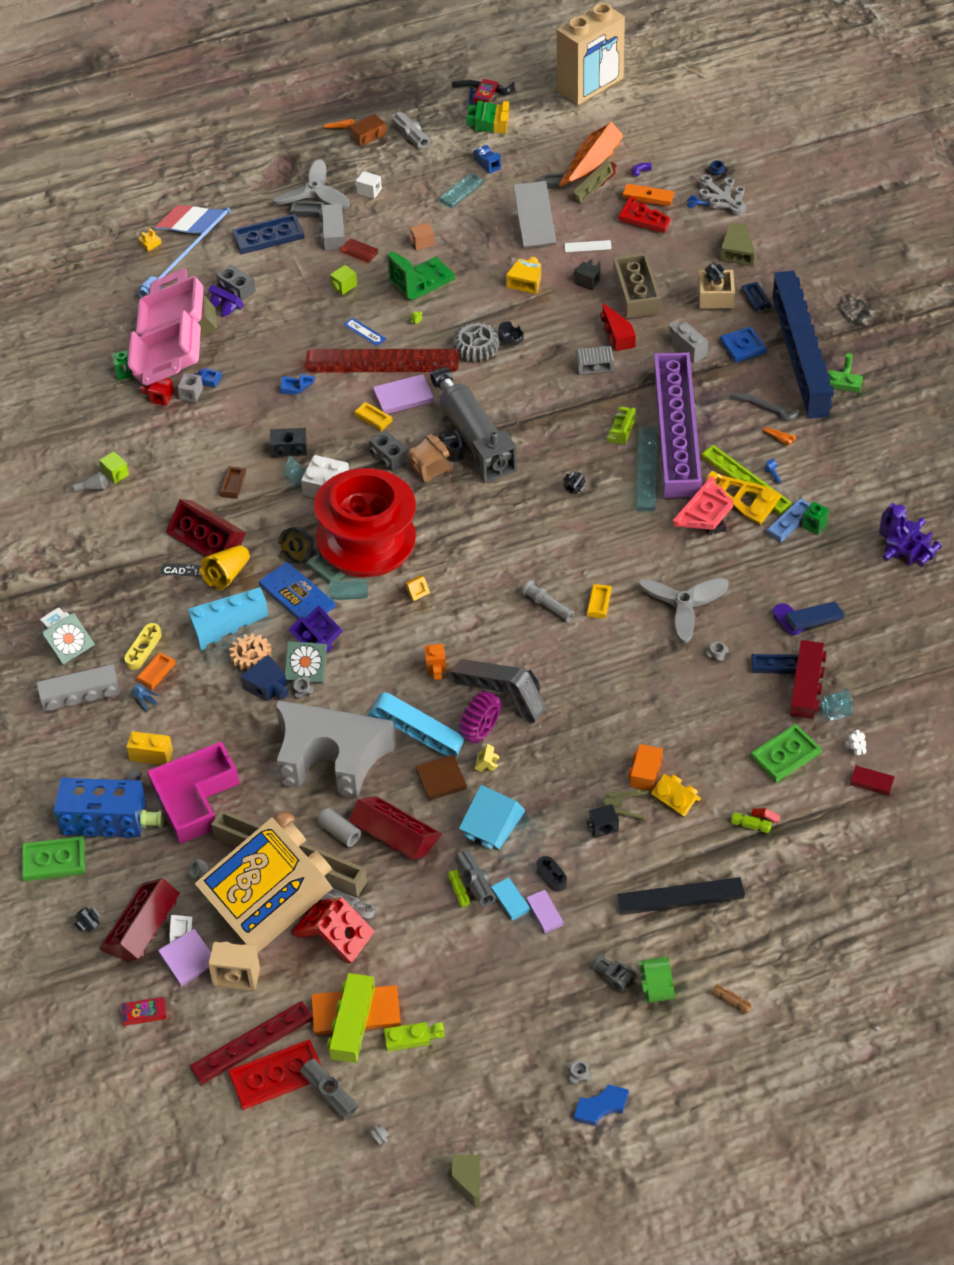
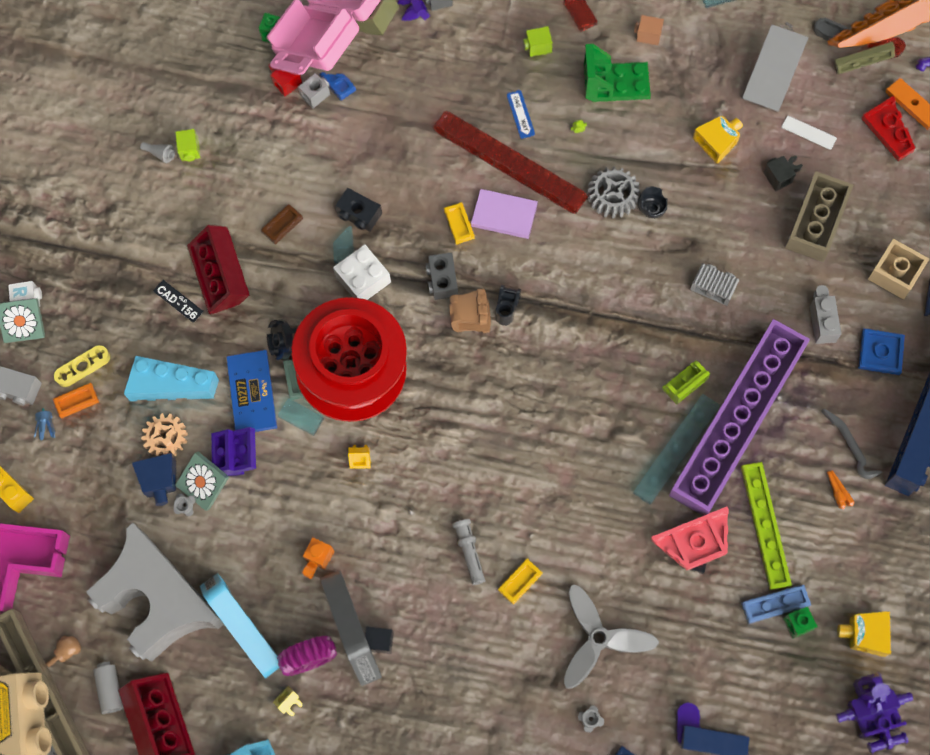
camera: 35 degrees right, 20 degrees up
(223, 566) = (206, 322): yellow cone -> none
(295, 386) = (412, 142): blue slope -> none
(441, 777) = (236, 691): reddish brown tile -> none
(492, 450) = (538, 299): dark grey piece -> none
(574, 482) = (590, 425): black gear -> none
(619, 329) = (765, 260): red slope -> none
(714, 272) = (903, 255): black gear -> none
(762, 504) = (759, 569): yellow plate -> none
(770, 467) = (800, 525): blue hand -> none
(866, 500) = (868, 633): none -> yellow torso

